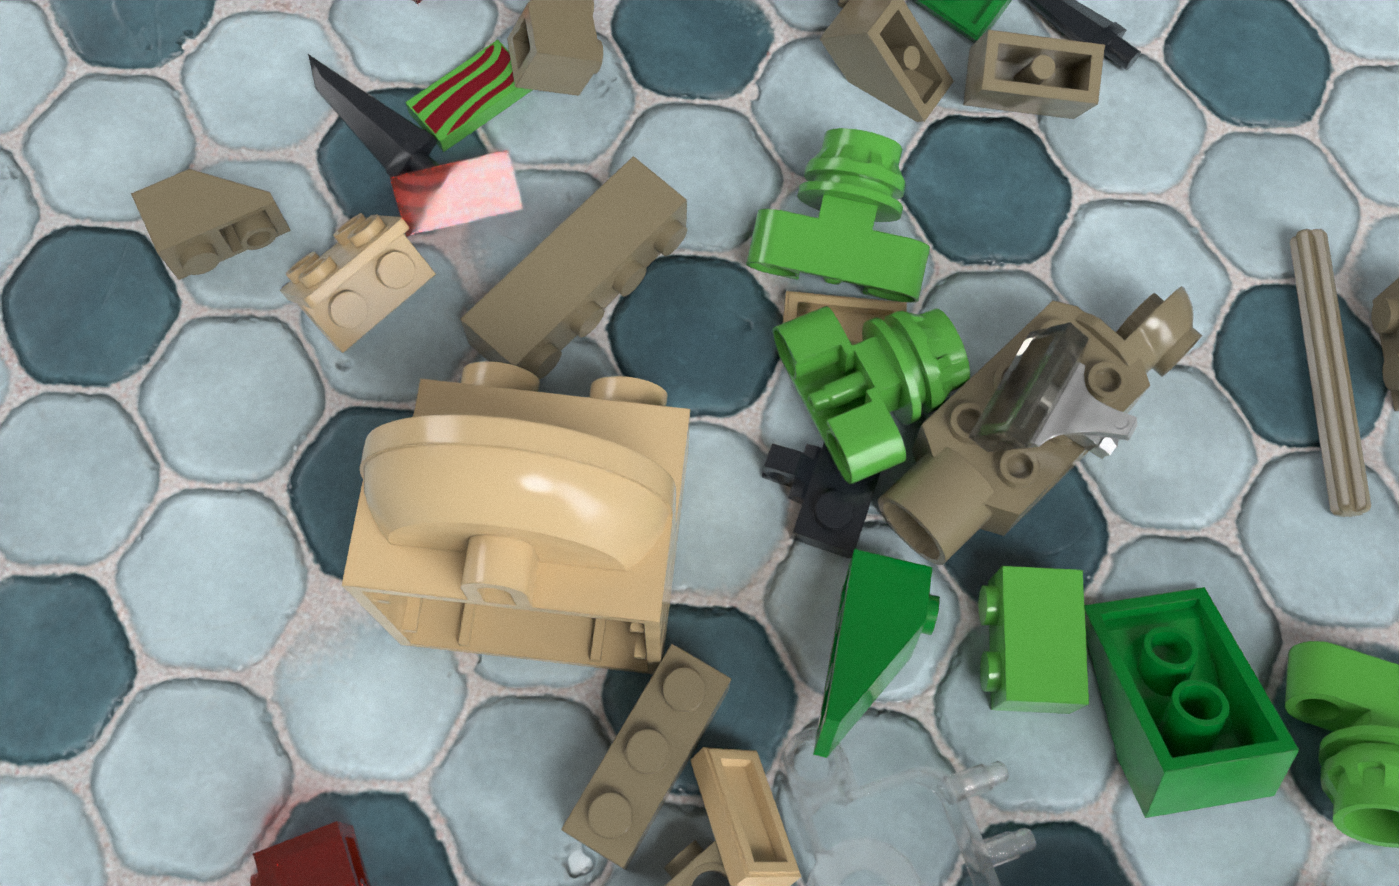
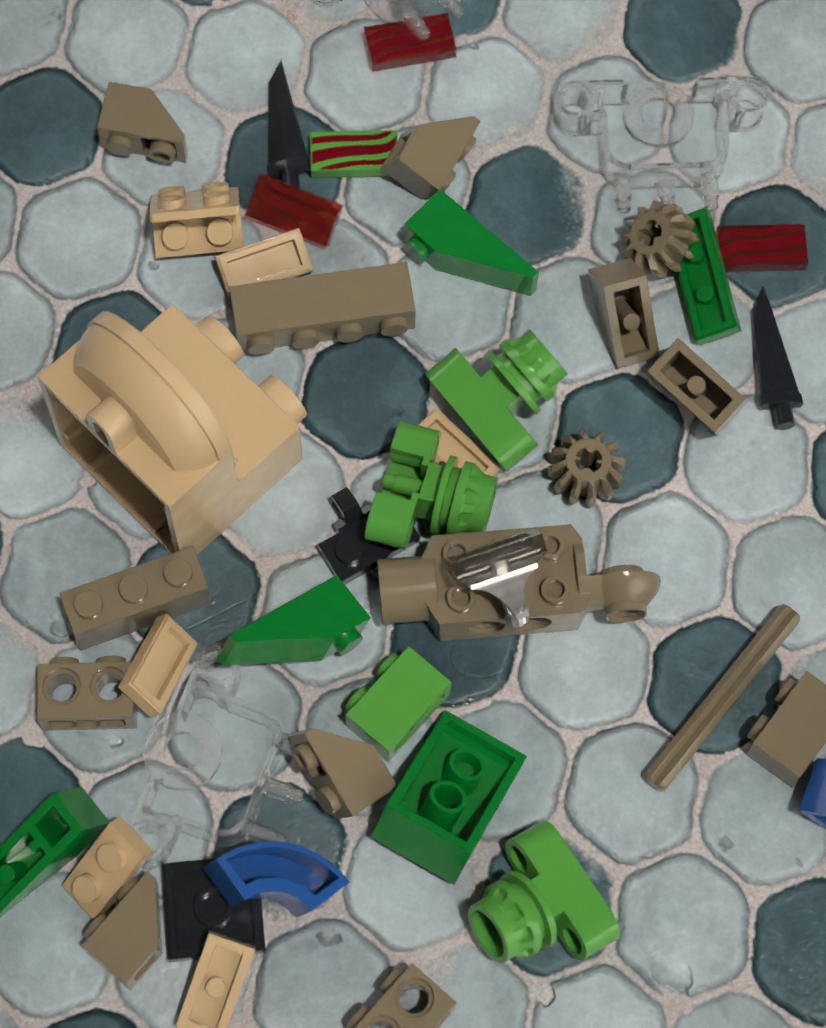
camera: 40 degrees right, 0 degrees up
(469, 270) = (265, 260): none -> tan tile
(668, 106) = (462, 246): none -> green slope
(994, 237) = (588, 453): none -> dark tan gear
(1064, 770) = (344, 771): none -> dark tan slope

